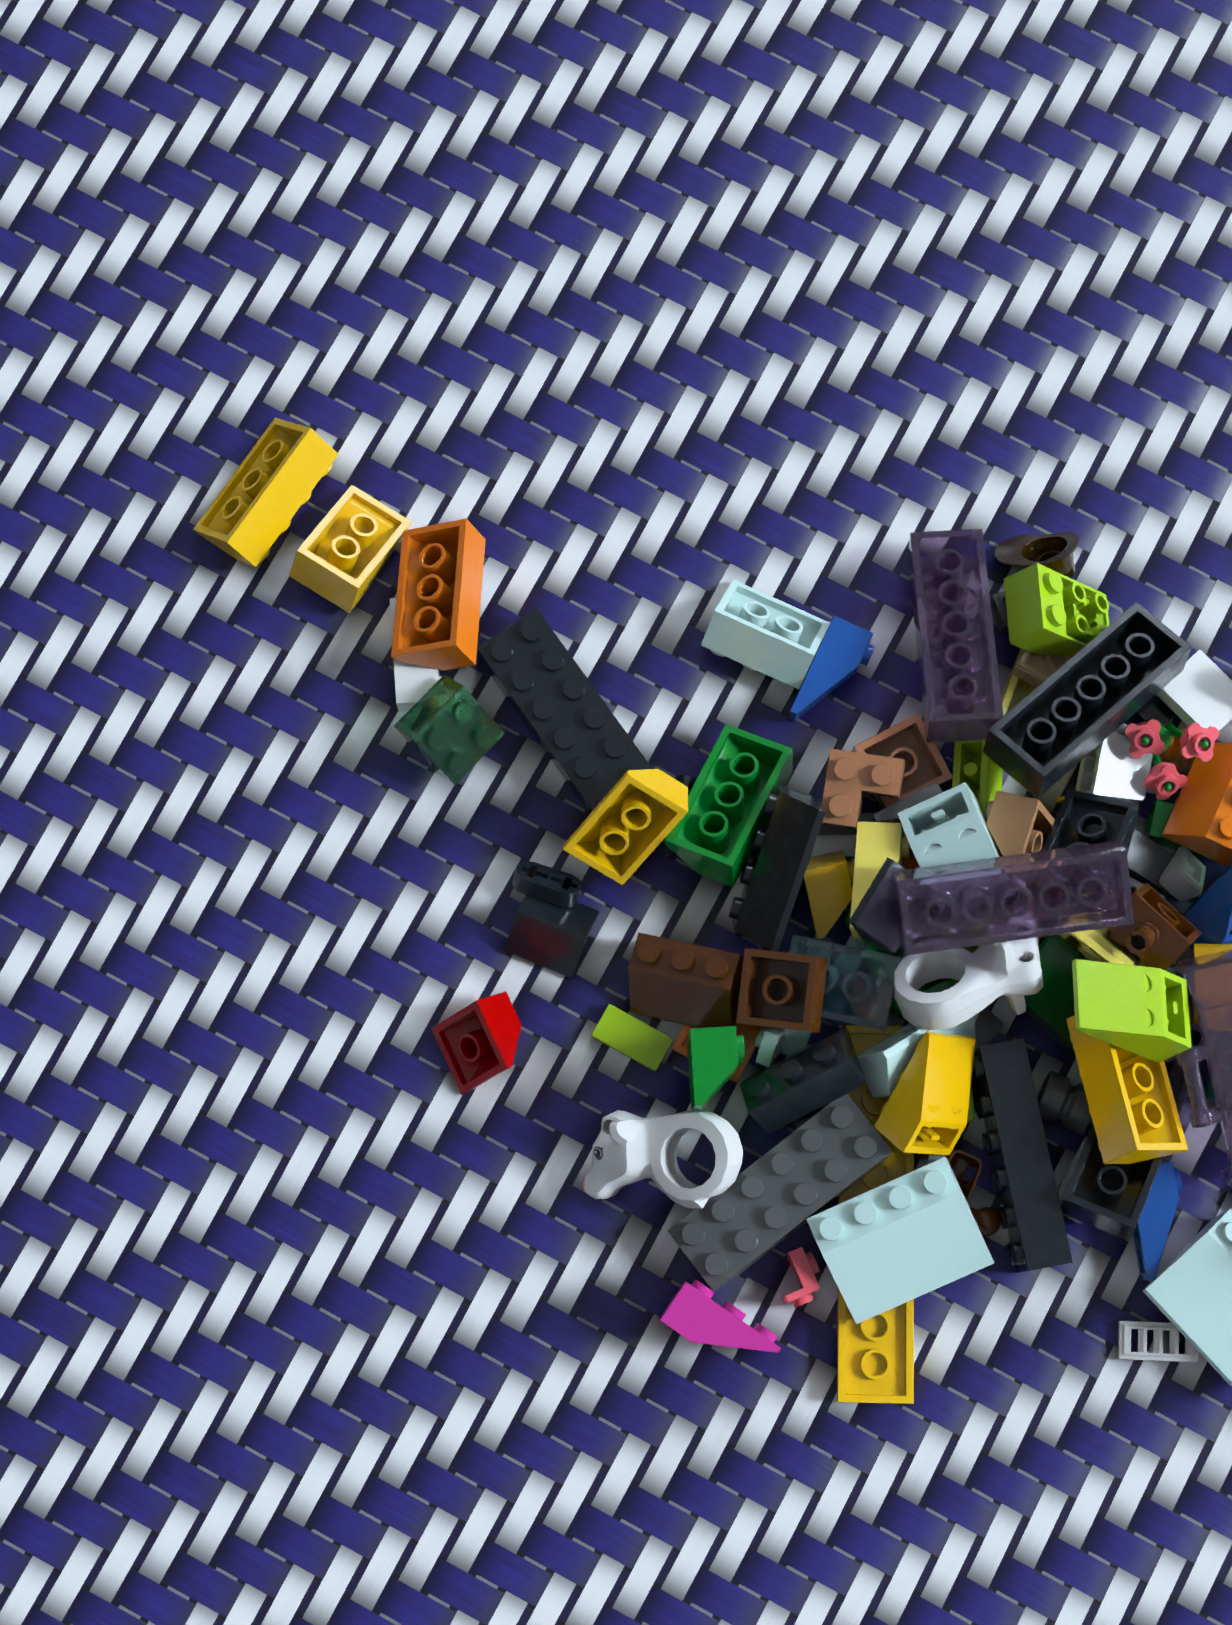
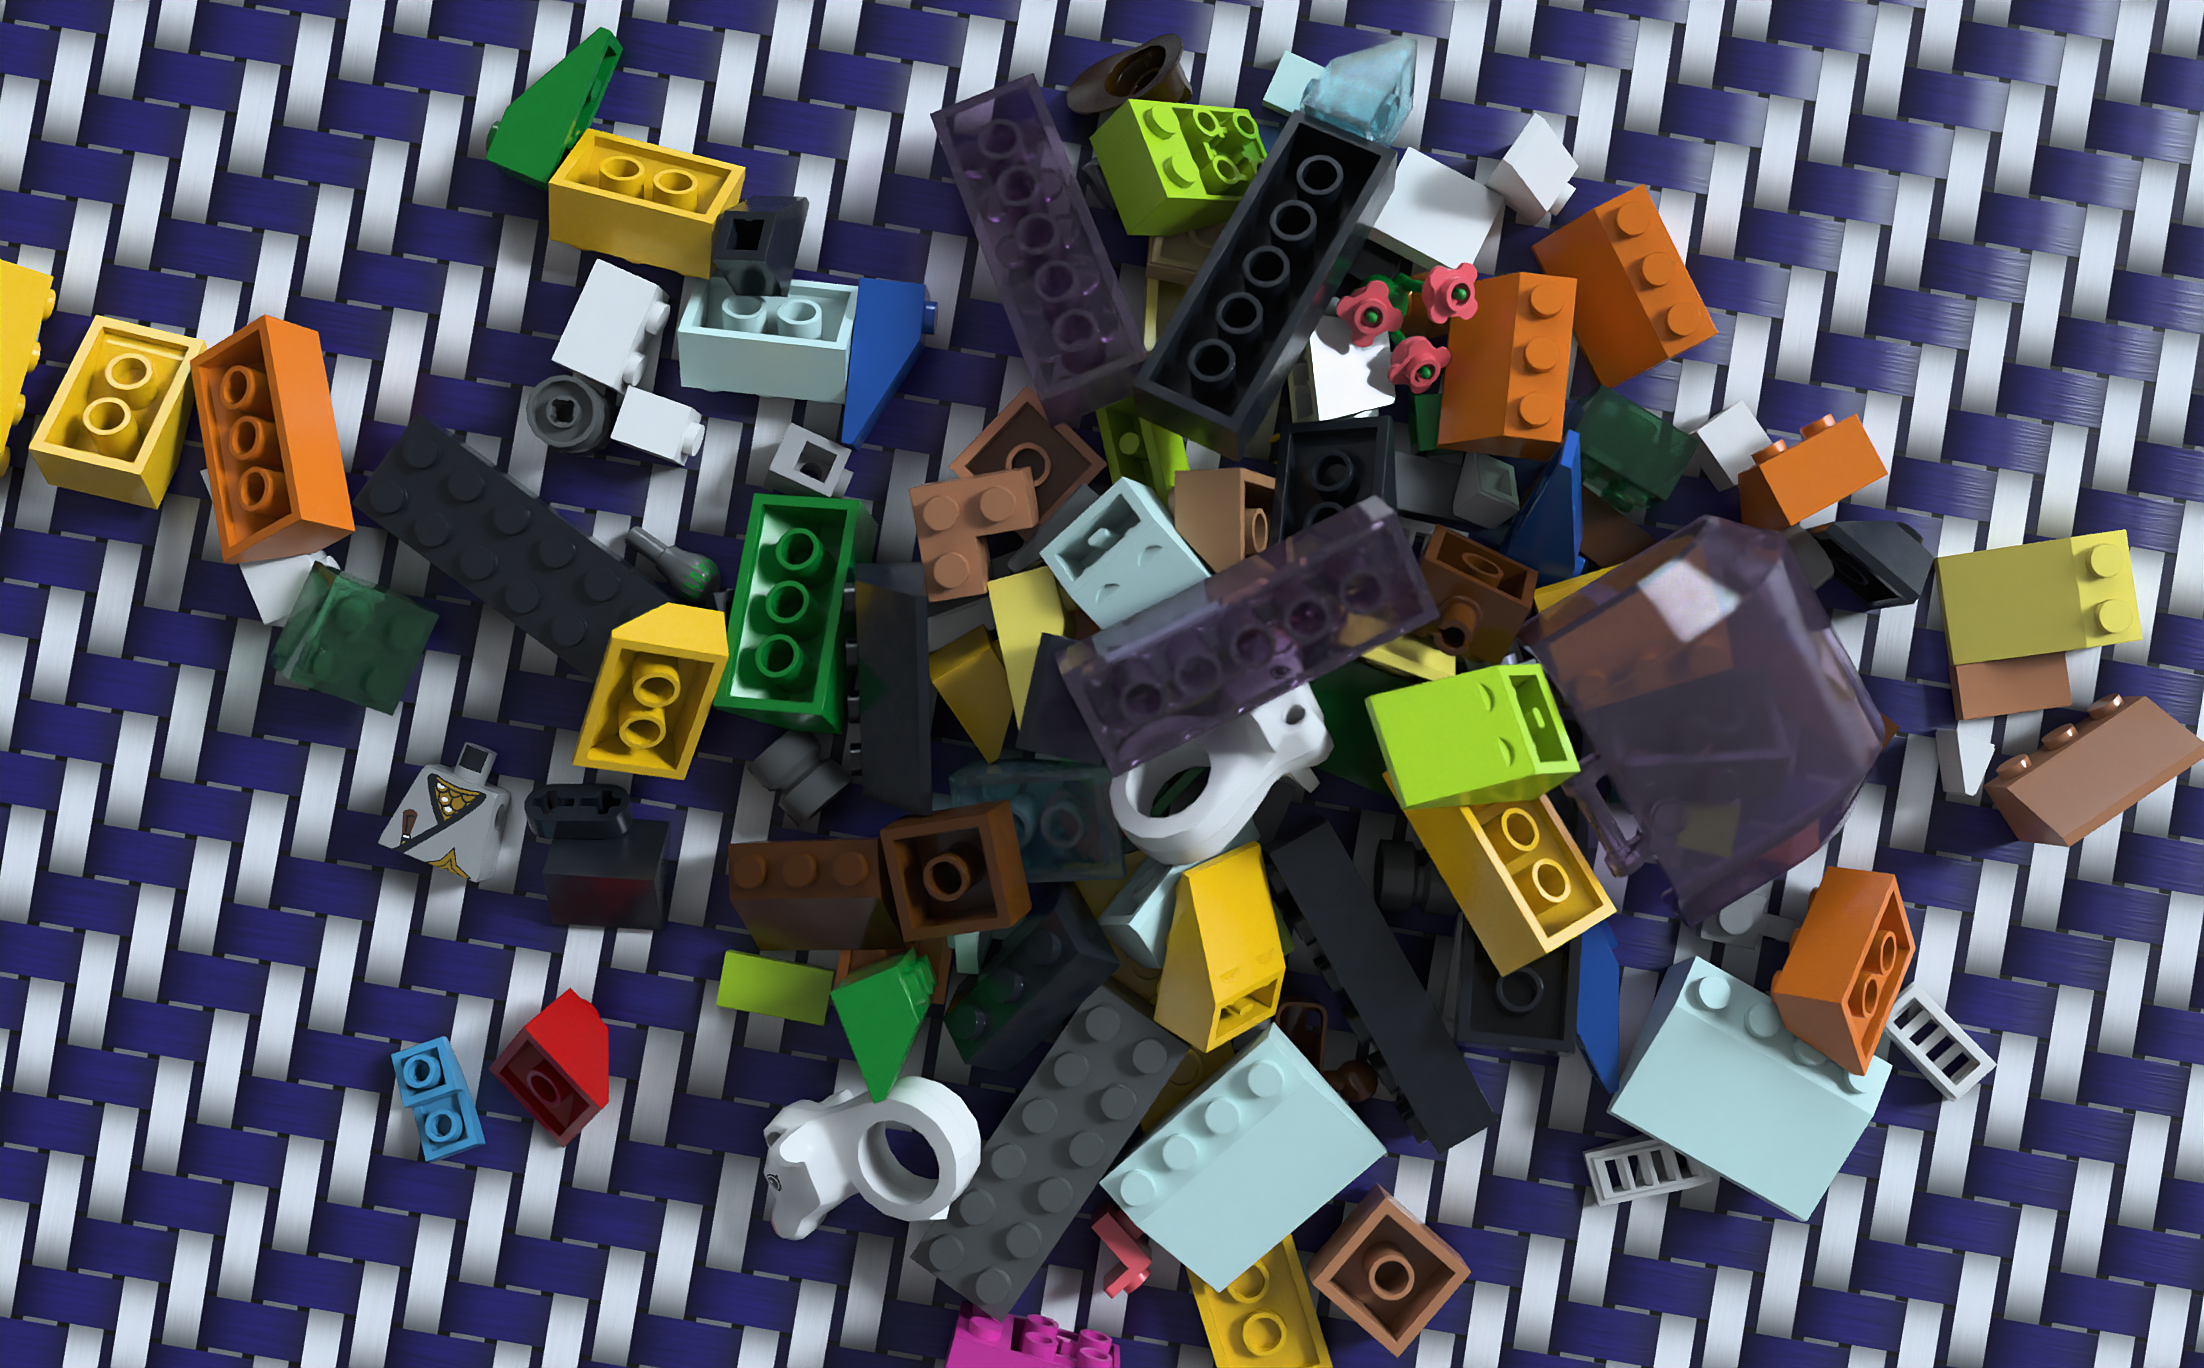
camera: 15 degrees left, 10 degrees up
(394, 1036) = (440, 1099): none -> dark azure slope
(467, 860) = (453, 816): none -> light grey torso
(627, 641) = (571, 415): none -> dark grey wheel
(660, 755) = (688, 573): none -> dark grey piece
(670, 596) = (612, 327): none -> white brick
(671, 461) = (553, 113): none -> green slope
(677, 665) = (658, 426): none -> white brick
(695, 908) = (800, 774): none -> dark grey wheel
(714, 529) = (642, 202): none -> yellow slope
(763, 718) = (808, 451): none -> light grey brick
(779, 577) = (761, 244): none -> black slope
(969, 1346) = (1387, 1270): none -> nougat brick
(1141, 589) = (1289, 83): none -> light aqua tile
(1184, 606) = (1366, 91): none -> clear light blue slope

